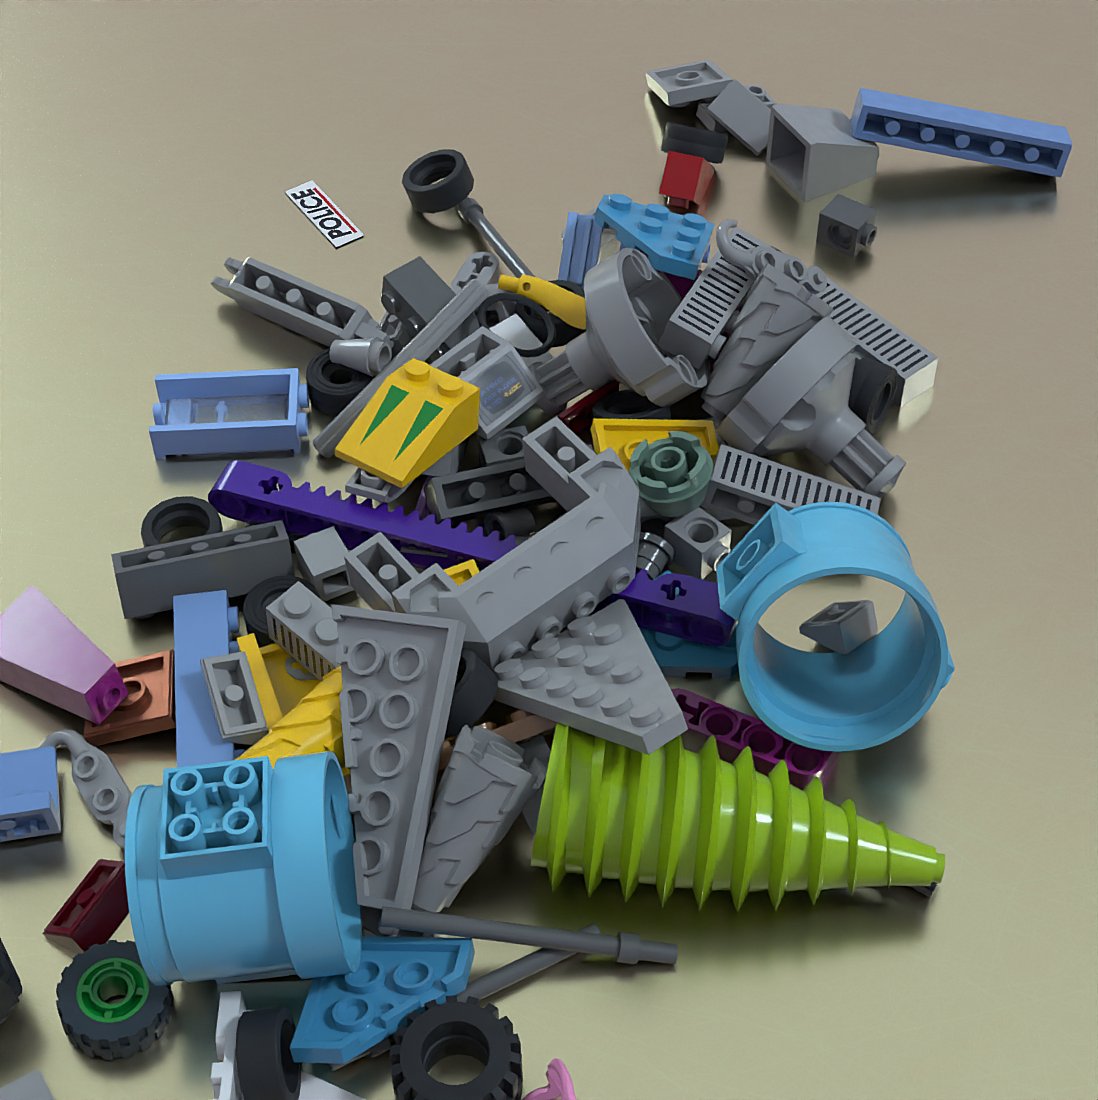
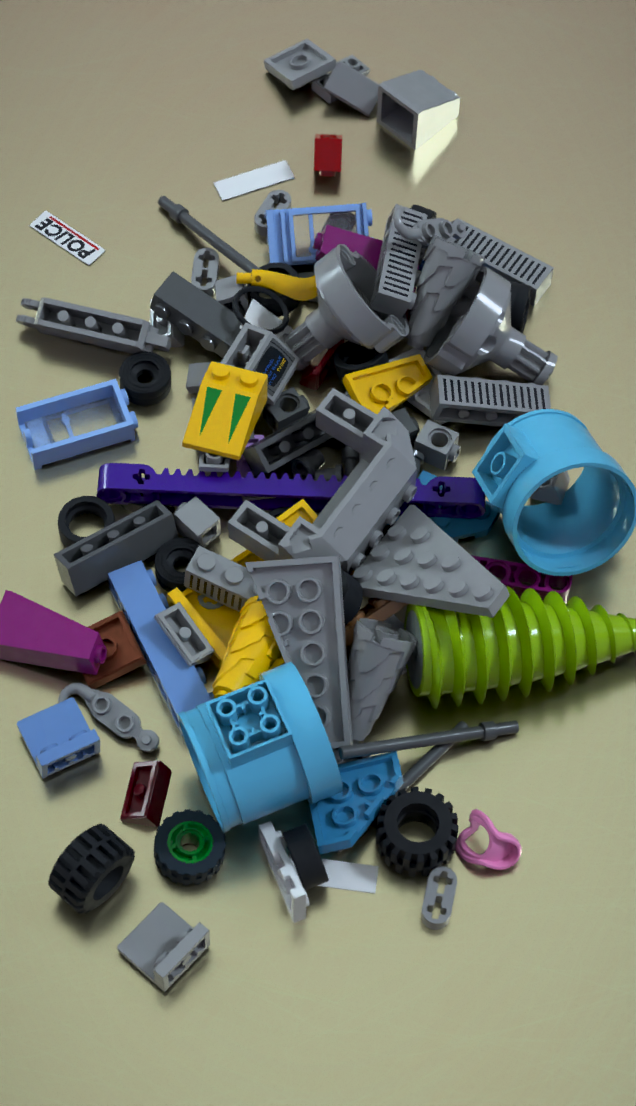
camera: 20 degrees left, 10 degrees up
(363, 355) = (159, 358): light grey cone -> none
(419, 348) = (190, 362): light grey axle -> none
(444, 194) = (158, 206): black tyre -> none
(578, 195) = (254, 180): none -> white sticker
(670, 239) = (343, 218): dark azure plate -> none
(672, 473) = (414, 403): sand green cone -> none
(694, 142) = (325, 121): black tyre -> none
(846, 225) = (455, 168): dark grey brick -> none
(960, 132) = (513, 73): medium blue brick -> none

